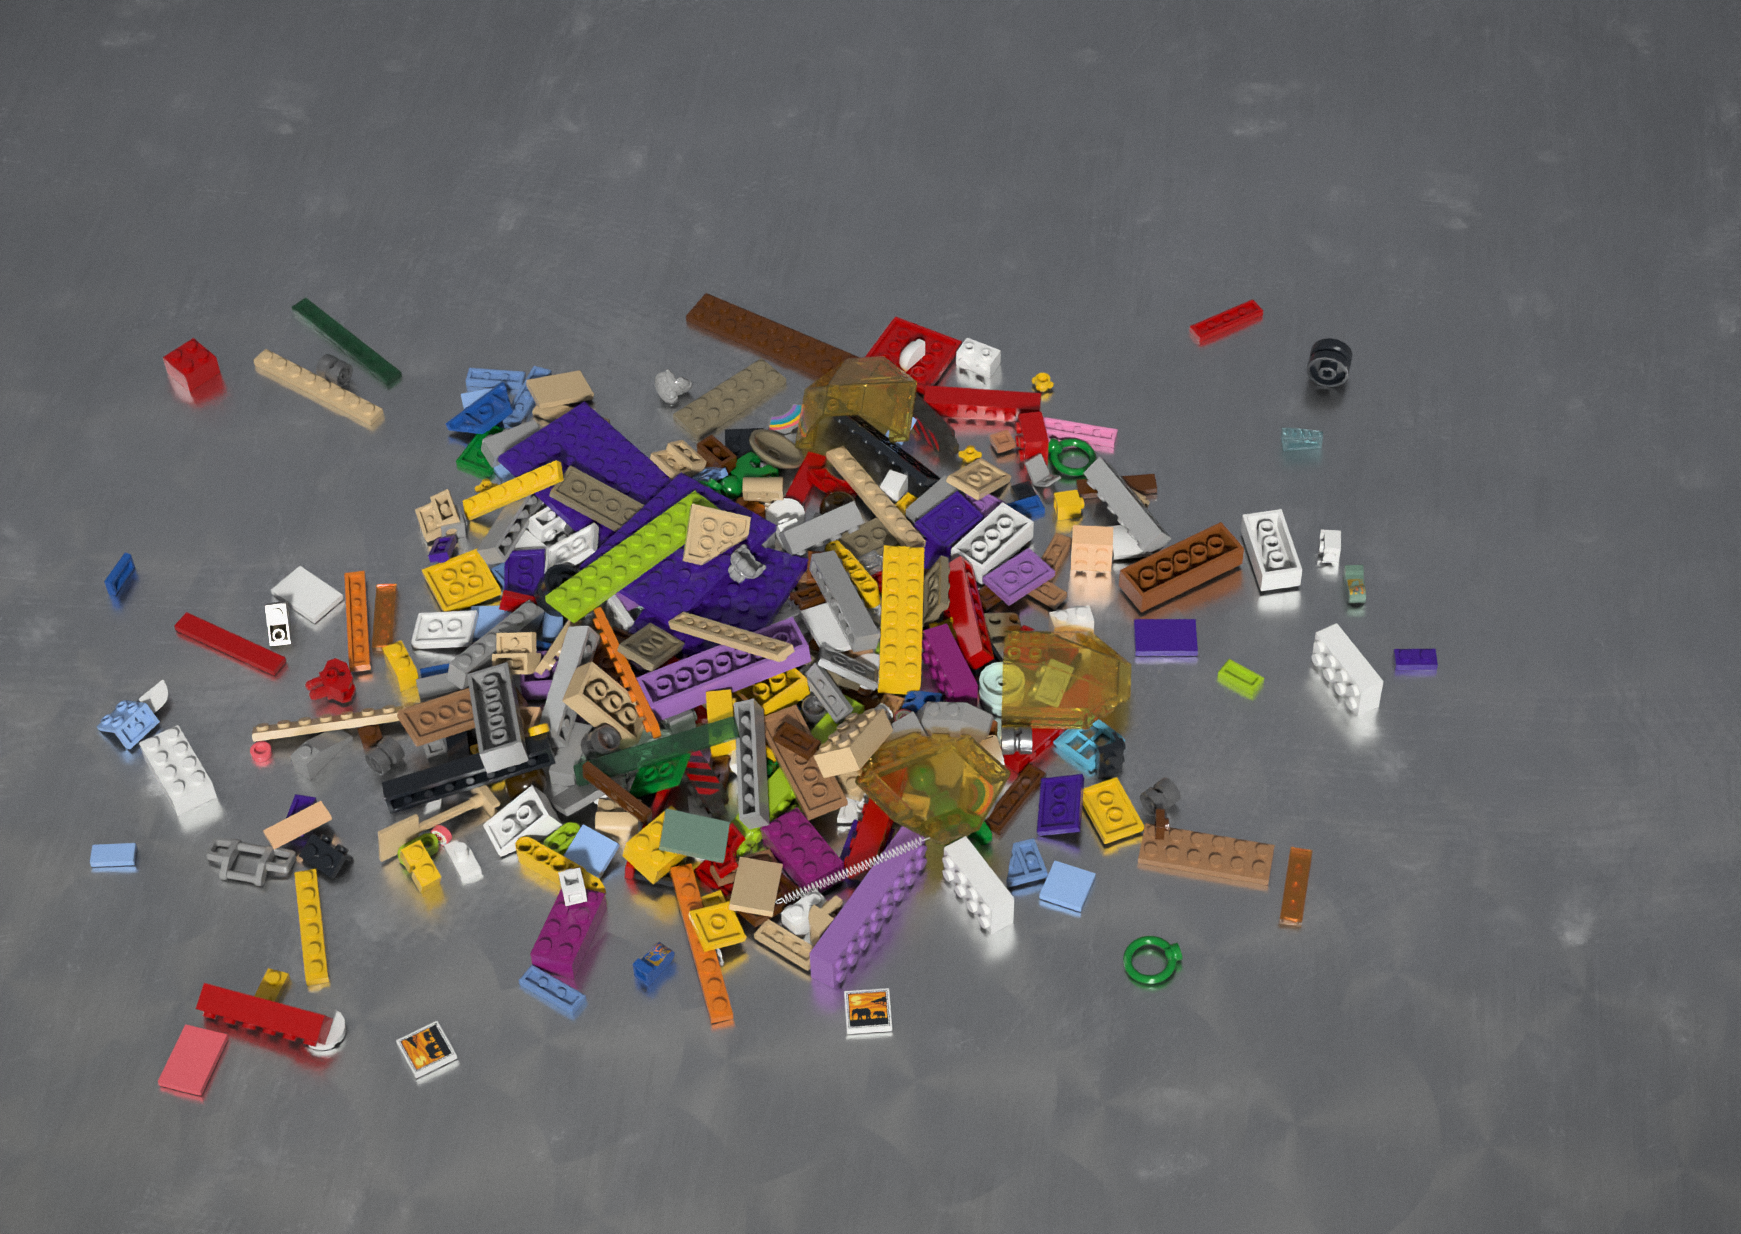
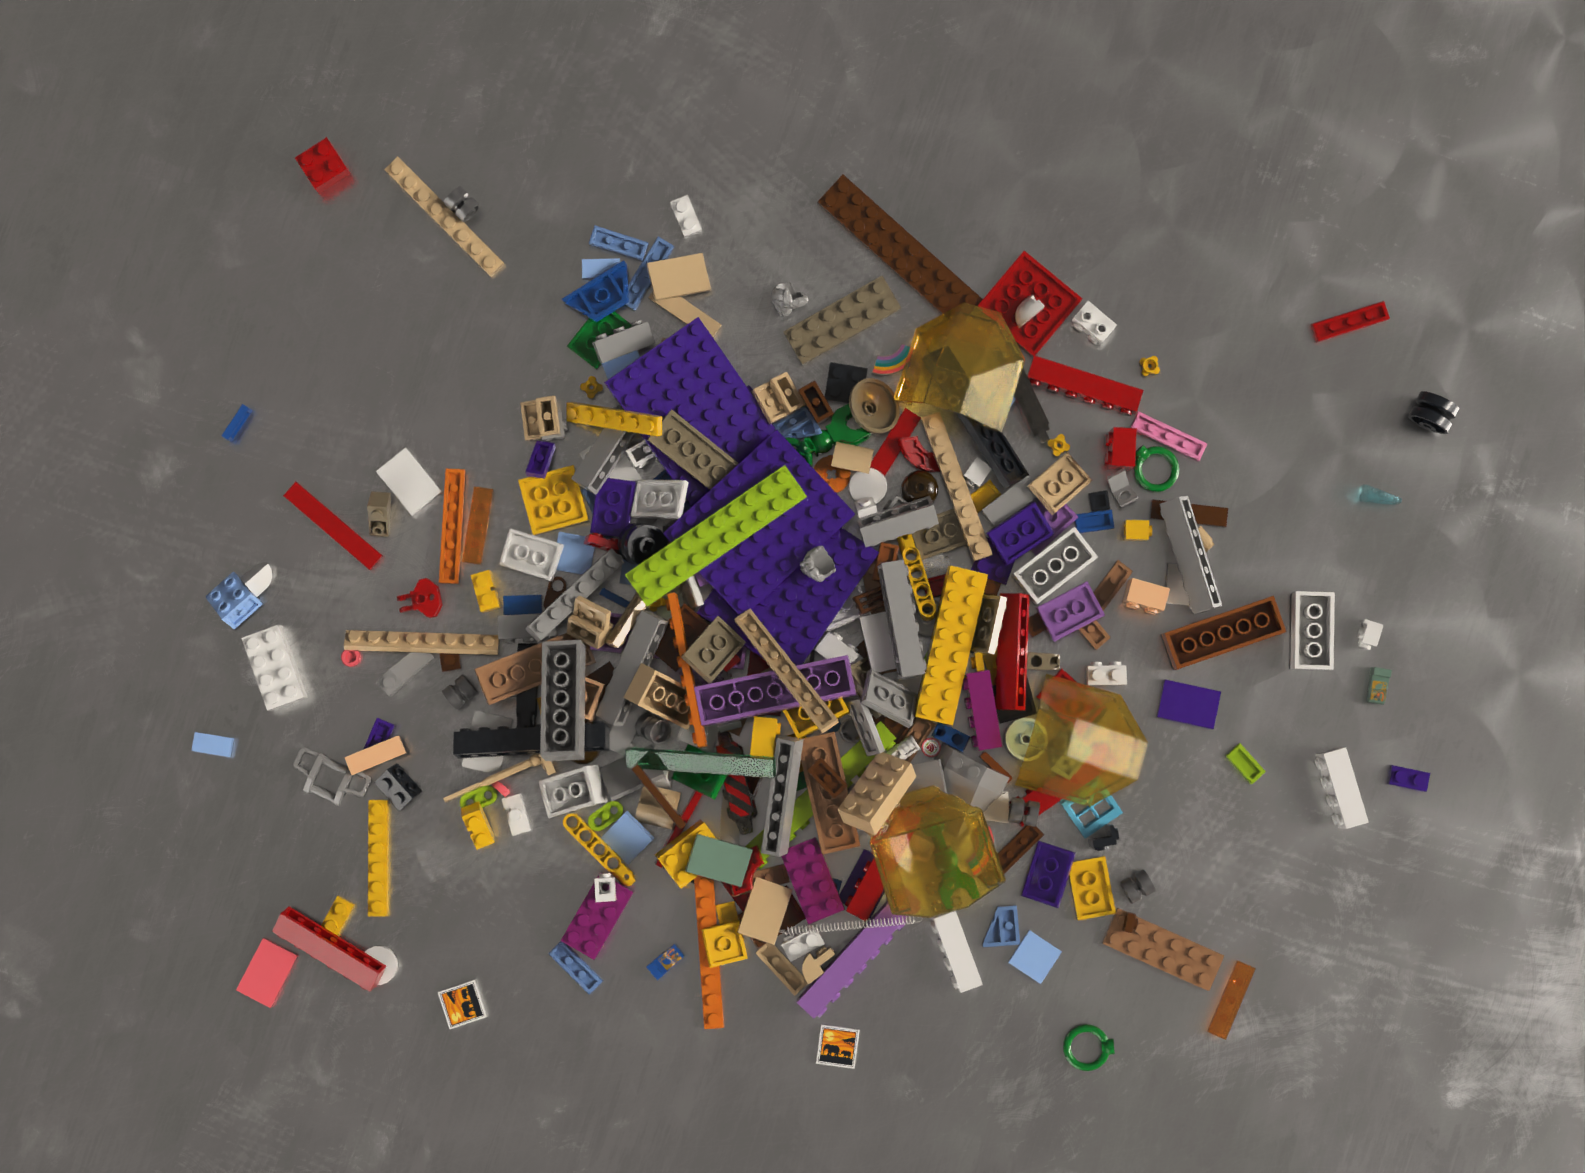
camera: 10 degrees right, 35 degrees up
(346, 341) = (478, 160): clear green tile -> none
(532, 731) = (598, 717): yellow tile -> none
(559, 348) = (686, 216): none -> white plate
(712, 533) = (792, 526): tan plate -> none
(1002, 441) = (1093, 435): nougat plate -> none

